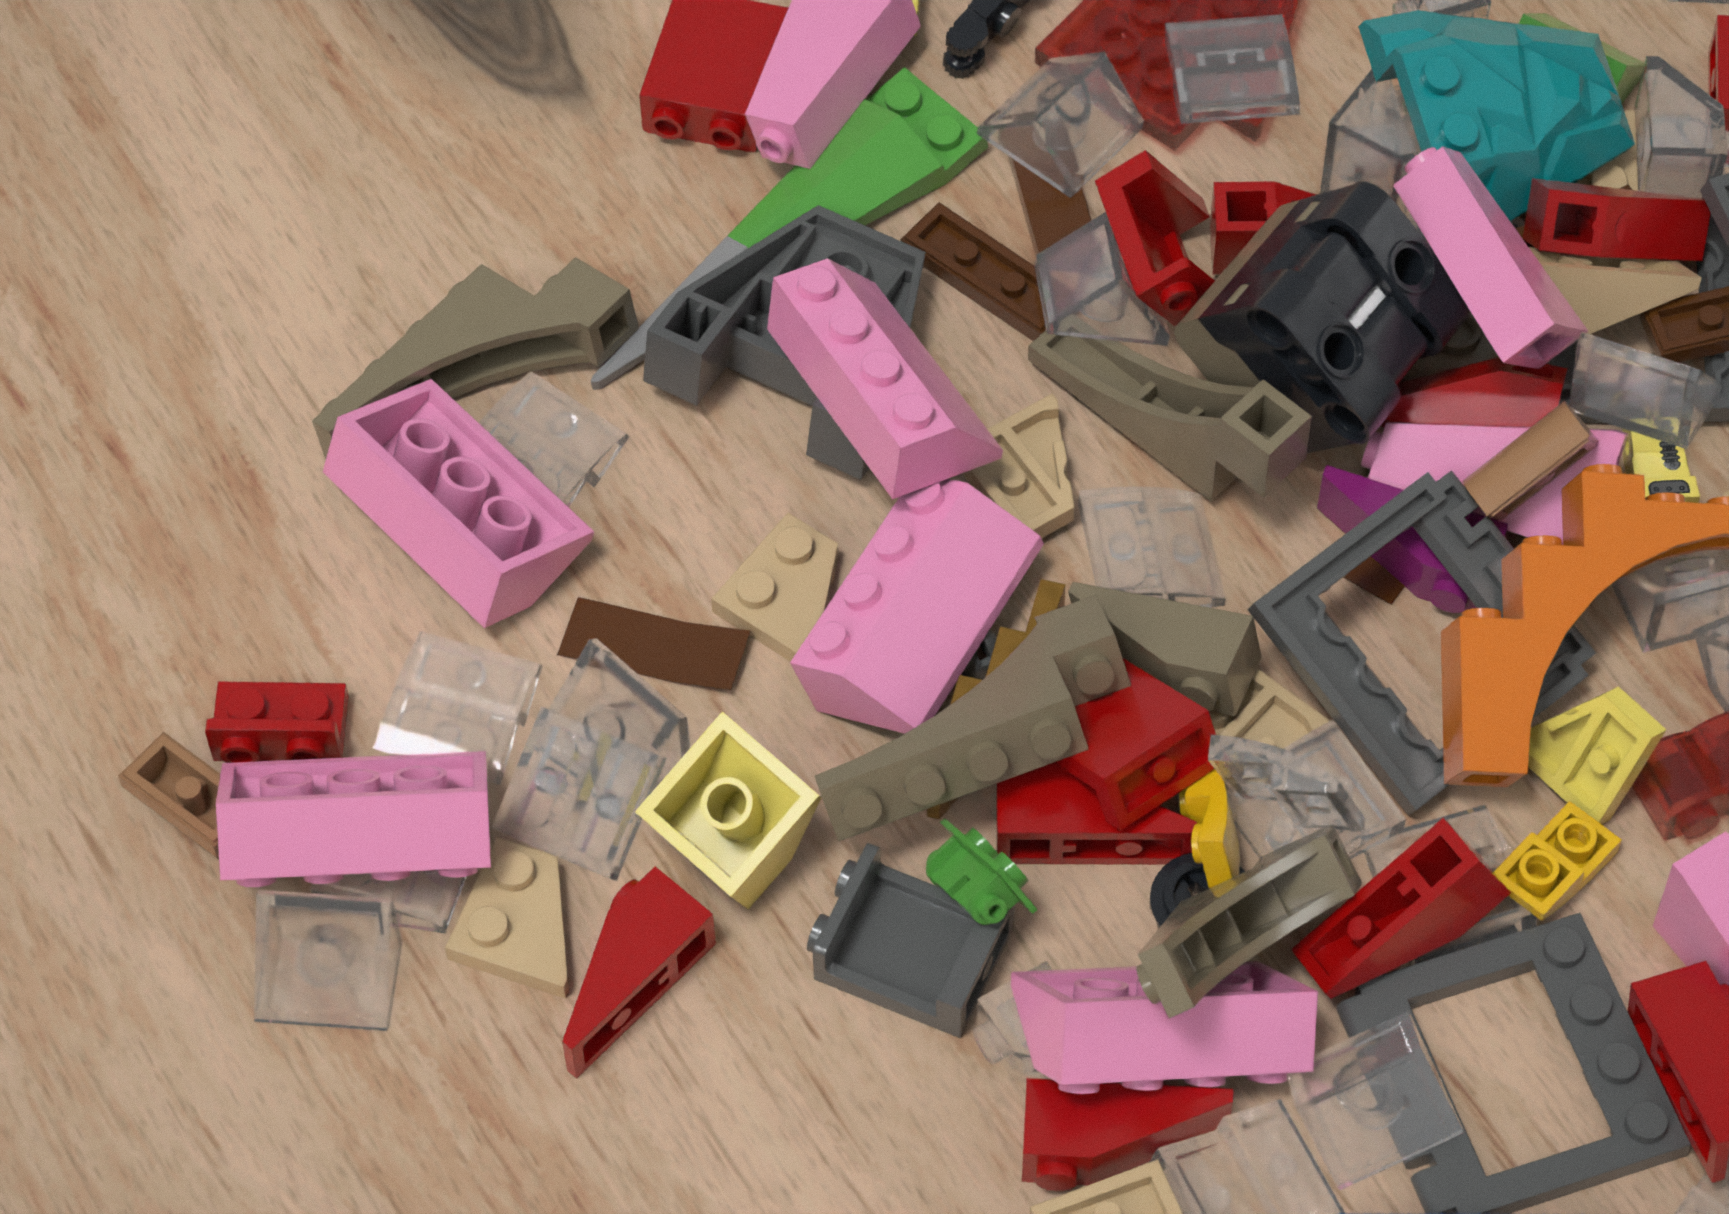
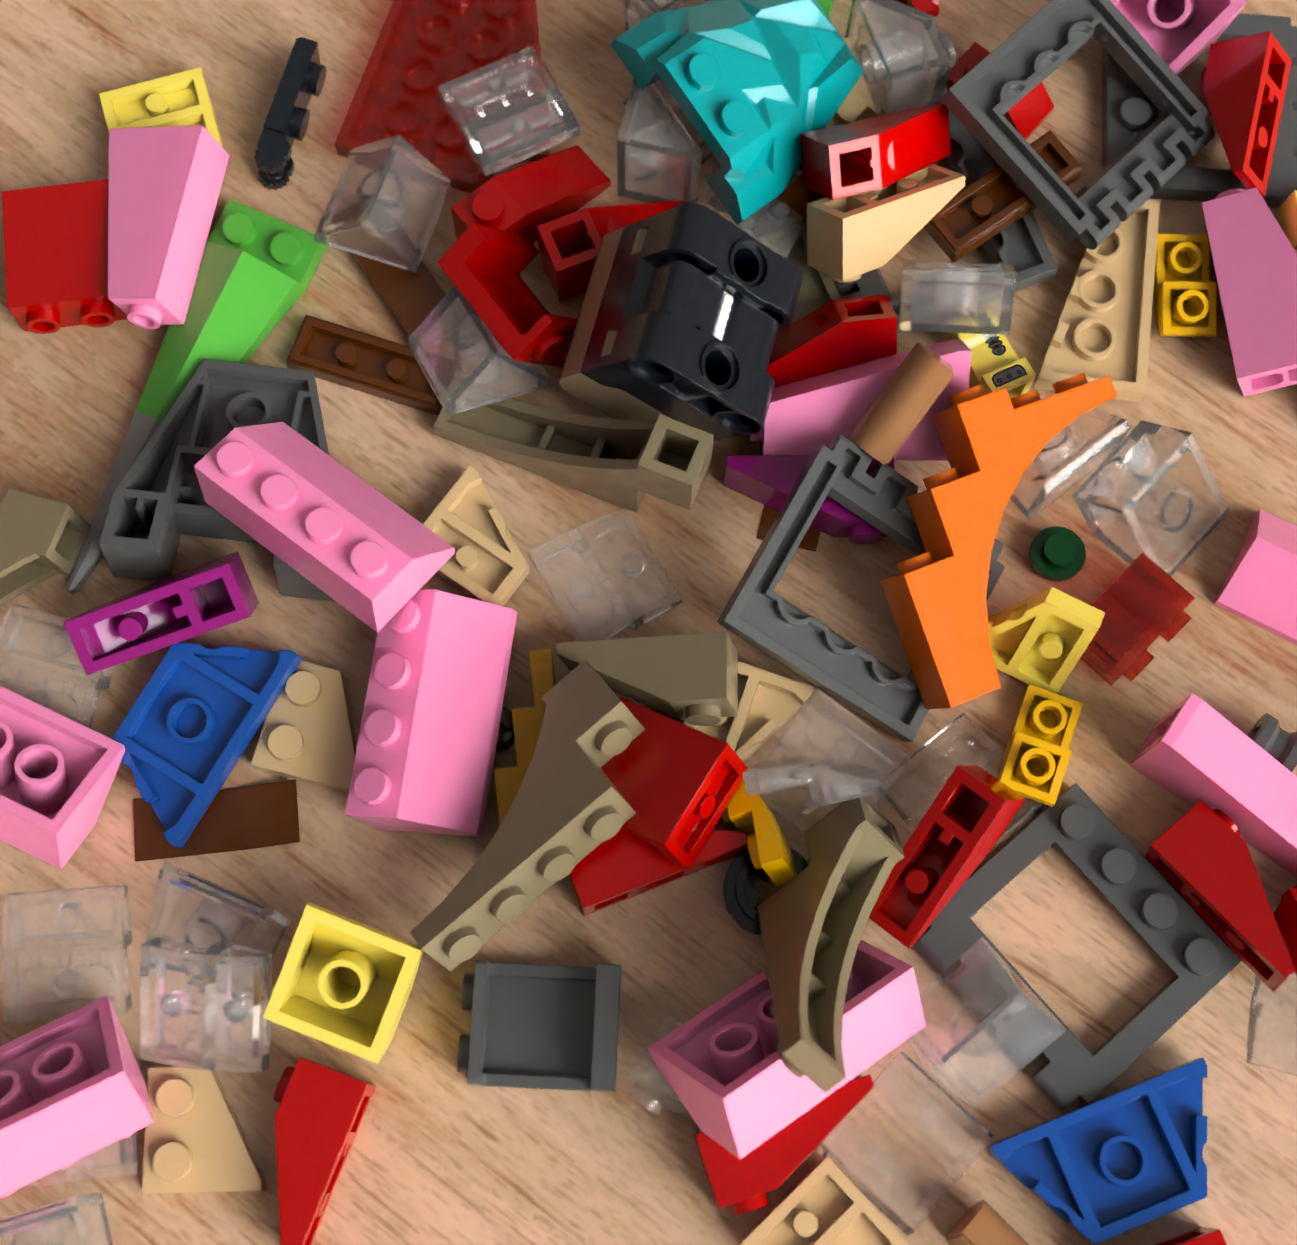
camera: 25 degrees left, 15 degrees up
(674, 542) = (196, 726): none -> blue wing
(682, 424) = (163, 613): none -> magenta slope
(977, 876) = (599, 958): bright green hinge -> none
(1228, 154) = (532, 194): none -> red slope
(1487, 260) = (803, 231): bright pink slope -> none
(1657, 687) = (1057, 554): none -> dark green plate

